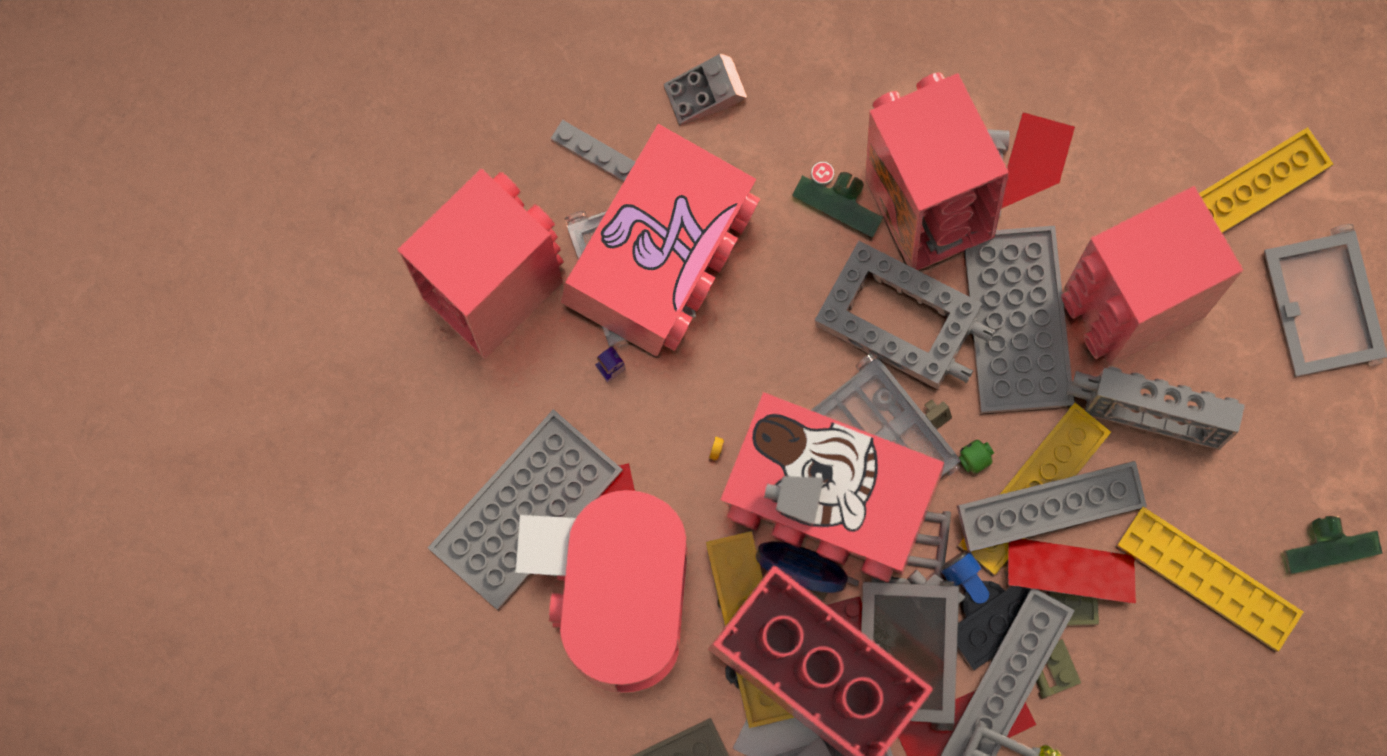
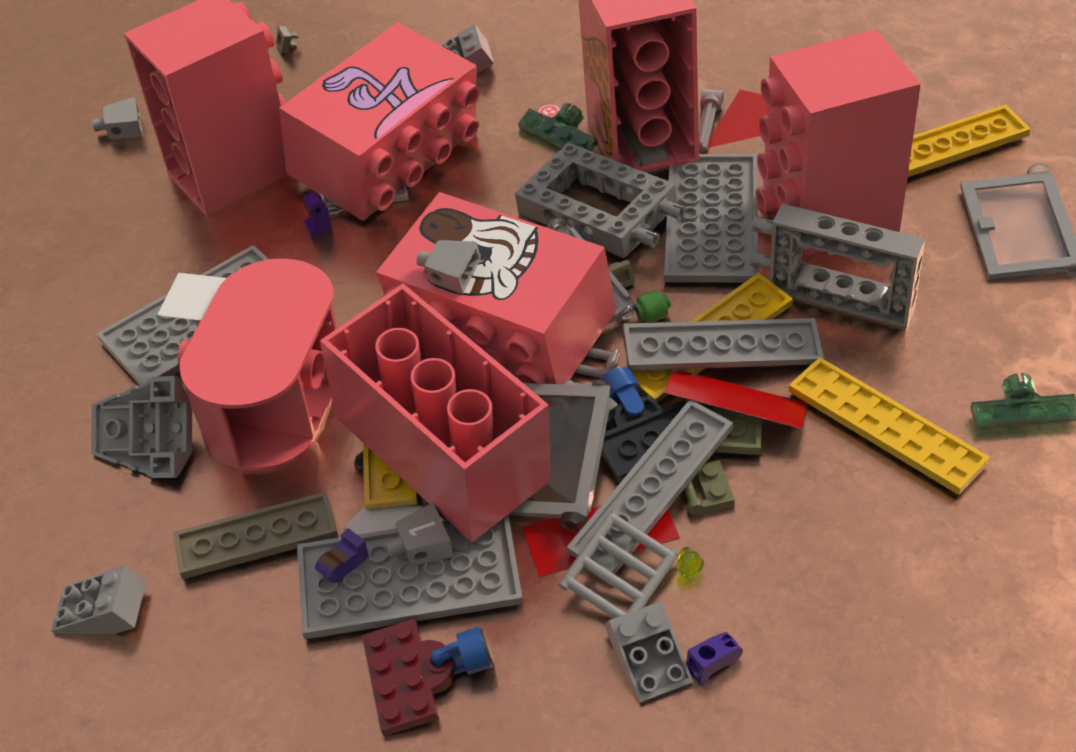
camera: 10 degrees right, 30 degrees down
(346, 228) = (120, 120): none -> light grey torso
(496, 74) = (284, 38): none -> dark tan tile
(522, 671) = (145, 427): none -> light grey wedge

